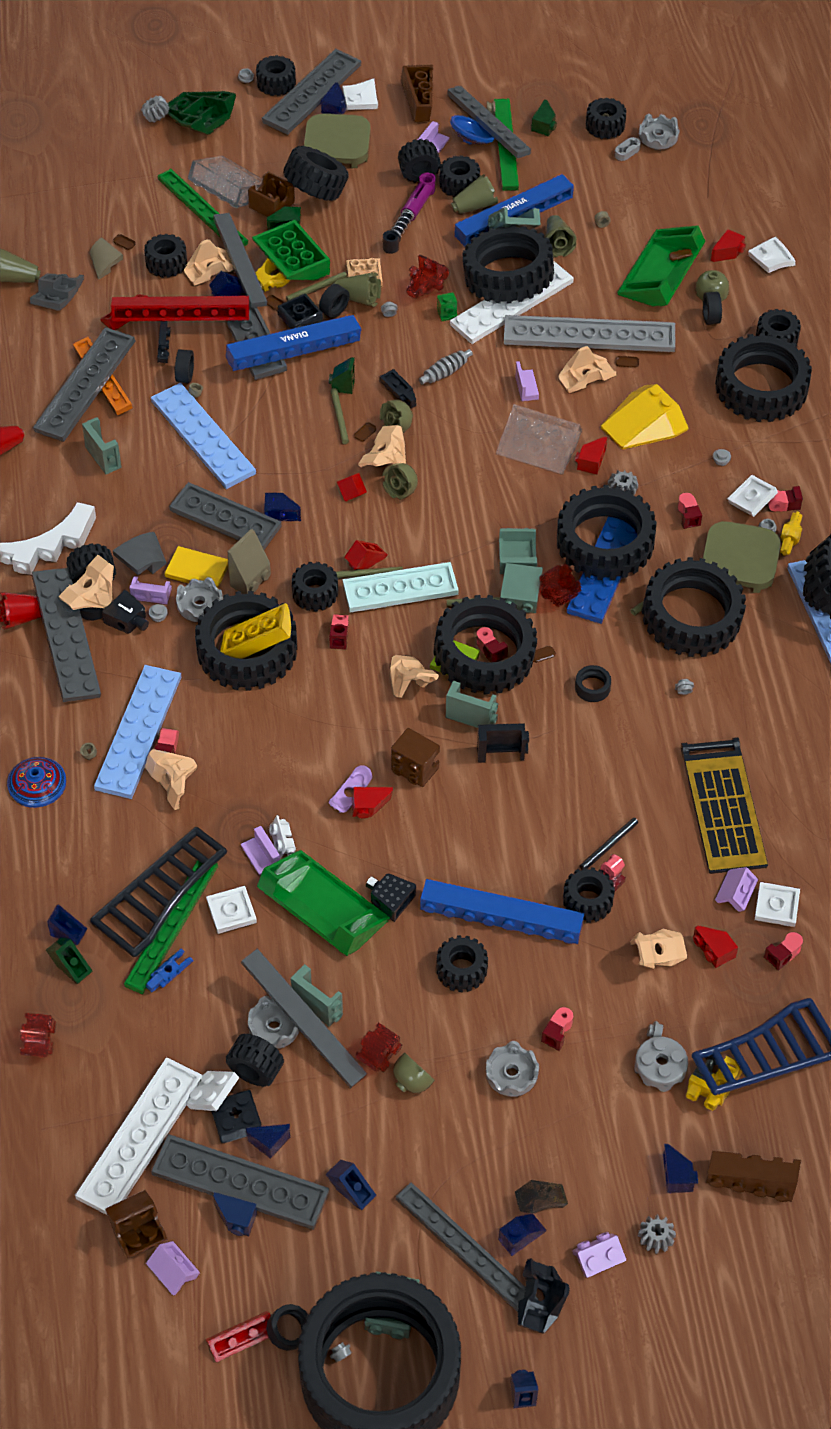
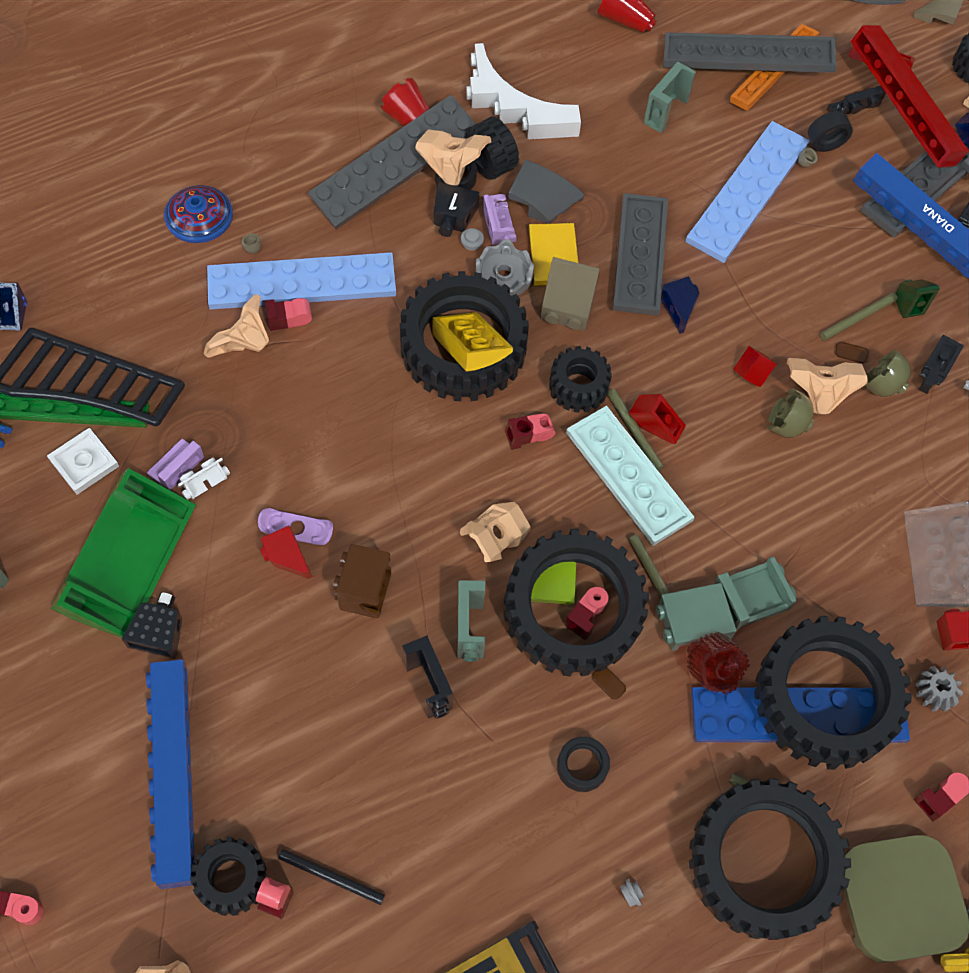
camera: 65 degrees right, 10 degrees up
(462, 977) = (57, 734): black tyre -> none

